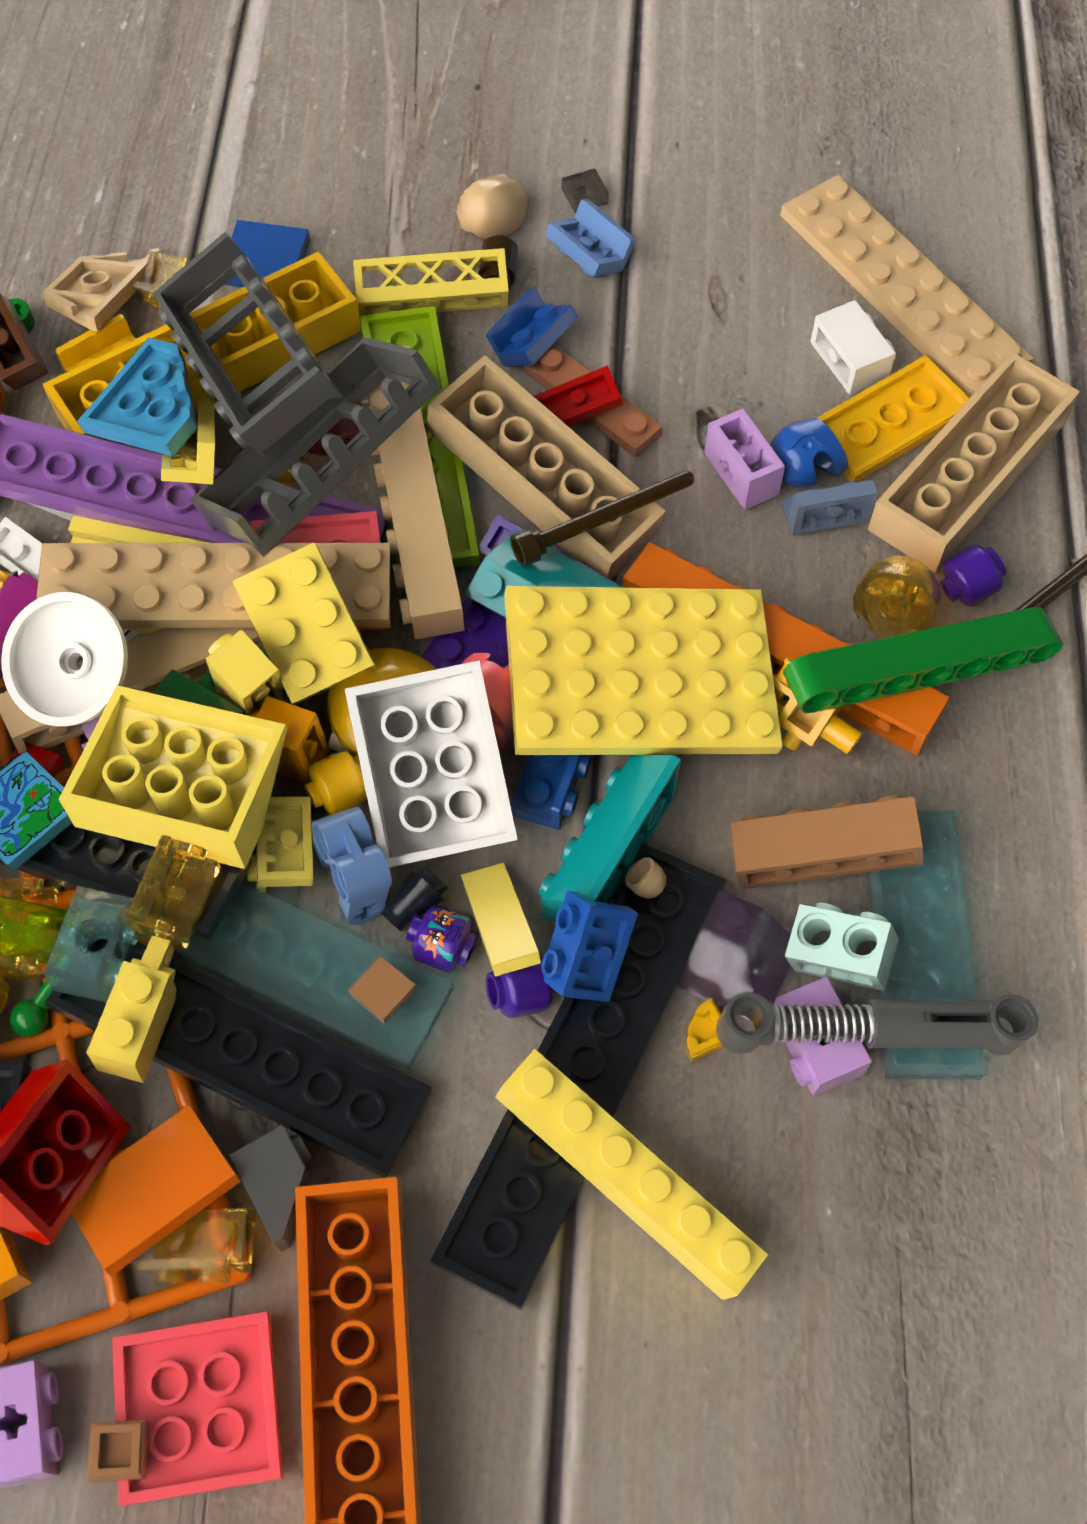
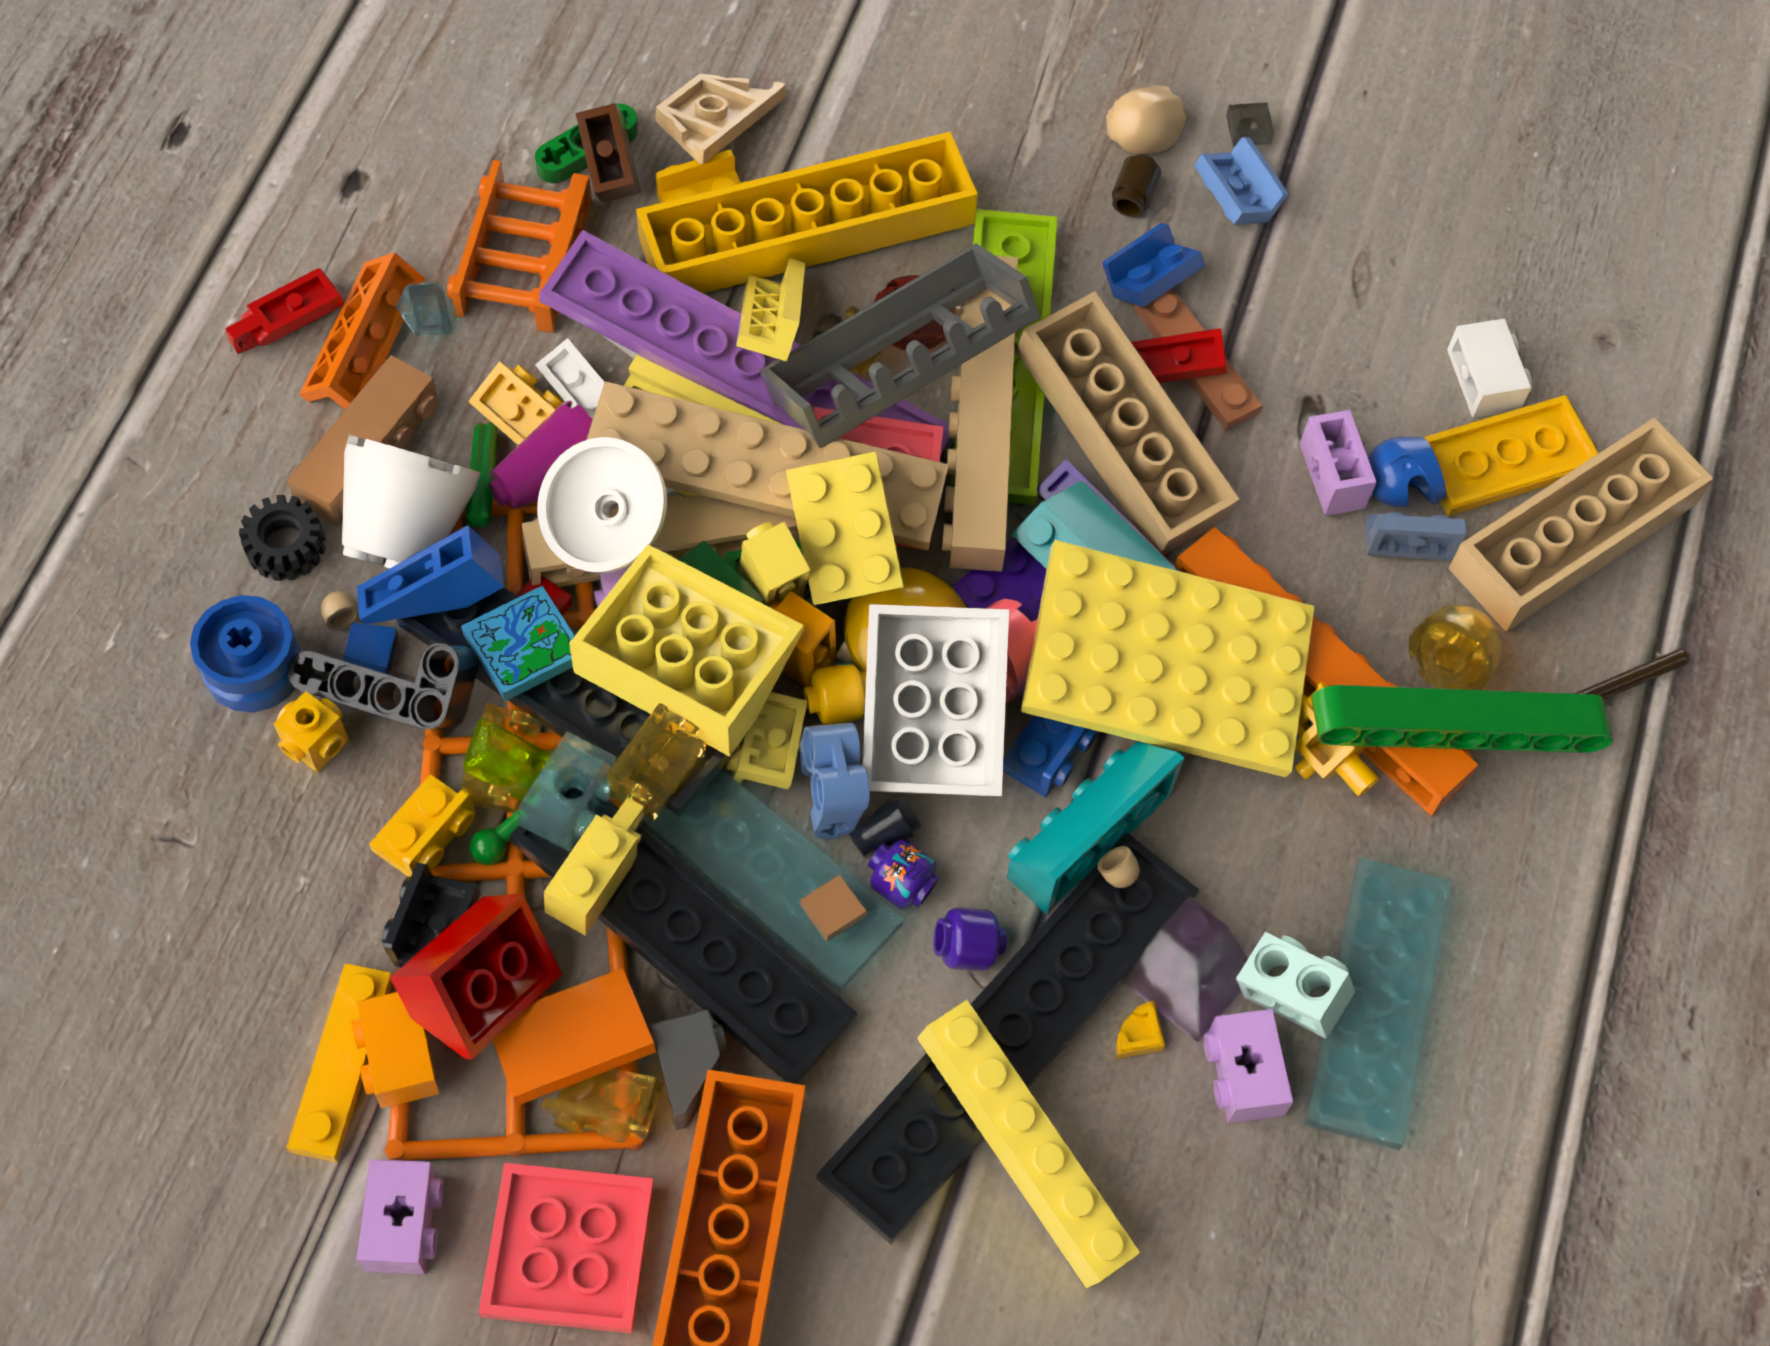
camera: 10 degrees right, 0 degrees up
(118, 1451) = (489, 1264): medium nougat tile -> none
(146, 402) = (738, 257): dark azure plate -> none
(158, 270) = (781, 120): clear yellow bracket -> none
(191, 288) = (811, 145): dark grey window -> none
(269, 246) = (890, 113): blue tile -> none
(445, 296) = (1066, 206): light yellow fence -> none
(500, 919) = (964, 869): light yellow tile -> none
(530, 545) = (1091, 502): dark brown piece -> none
(587, 947) = (1043, 918): blue bracket -> none
(827, 842) = (1310, 878): medium nougat brick -> none
(882, 1023) = (1314, 1067): dark grey piece -> none
(901, 283) = (1564, 309): tan plate -> none
(973, 575) = (1543, 644): dark purple head -> none

